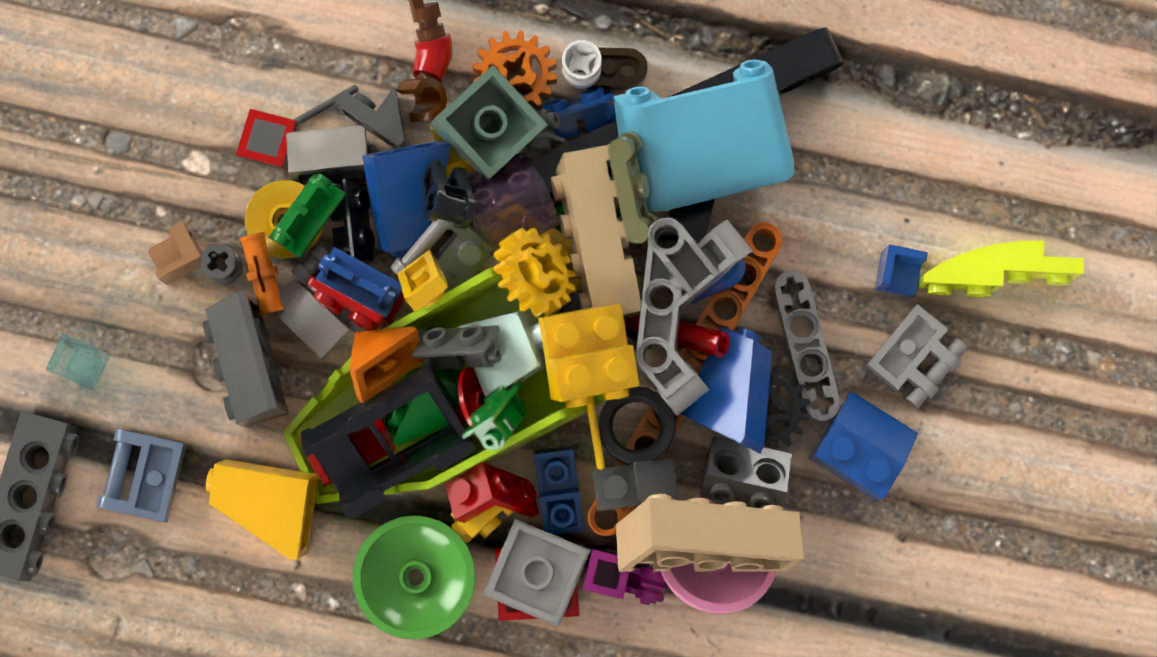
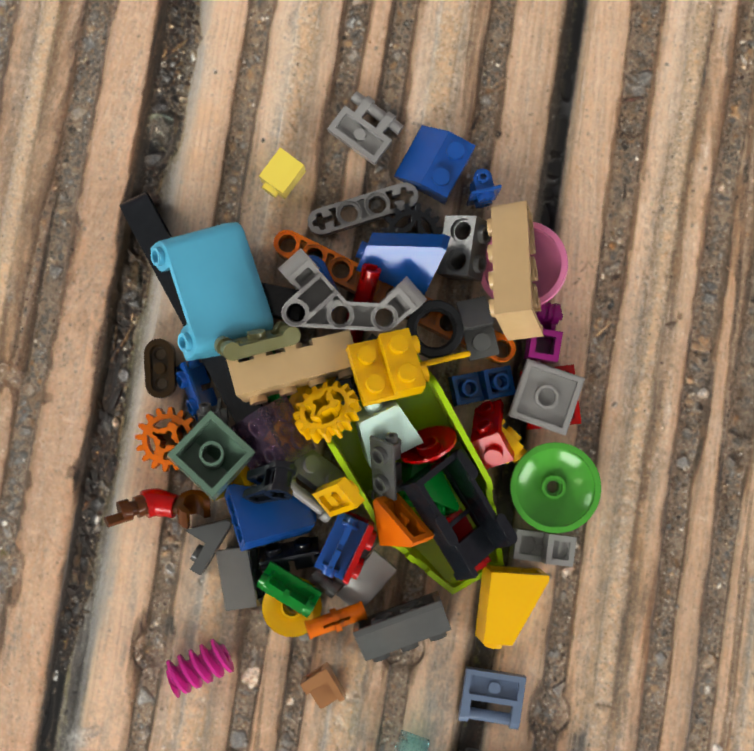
camera: 90 degrees left, 5 degrees up
(210, 266) = (329, 660): dark grey bush -> none
(215, 95) = (198, 668): none -> dark pink piece
(265, 133) = (225, 626): piece -> none
(335, 558) = (543, 547): none -> light grey slope
(498, 417) = (439, 432): green hinge -> none
(583, 57) = (154, 388): white wheel -> none
(818, 504) = (482, 189): none -> blue hinge
(857, 240) = (281, 174): none -> light yellow brick
(899, 270) = (303, 142): blue panel -> none
(985, 268) = (297, 78): neon yellow slope -> none

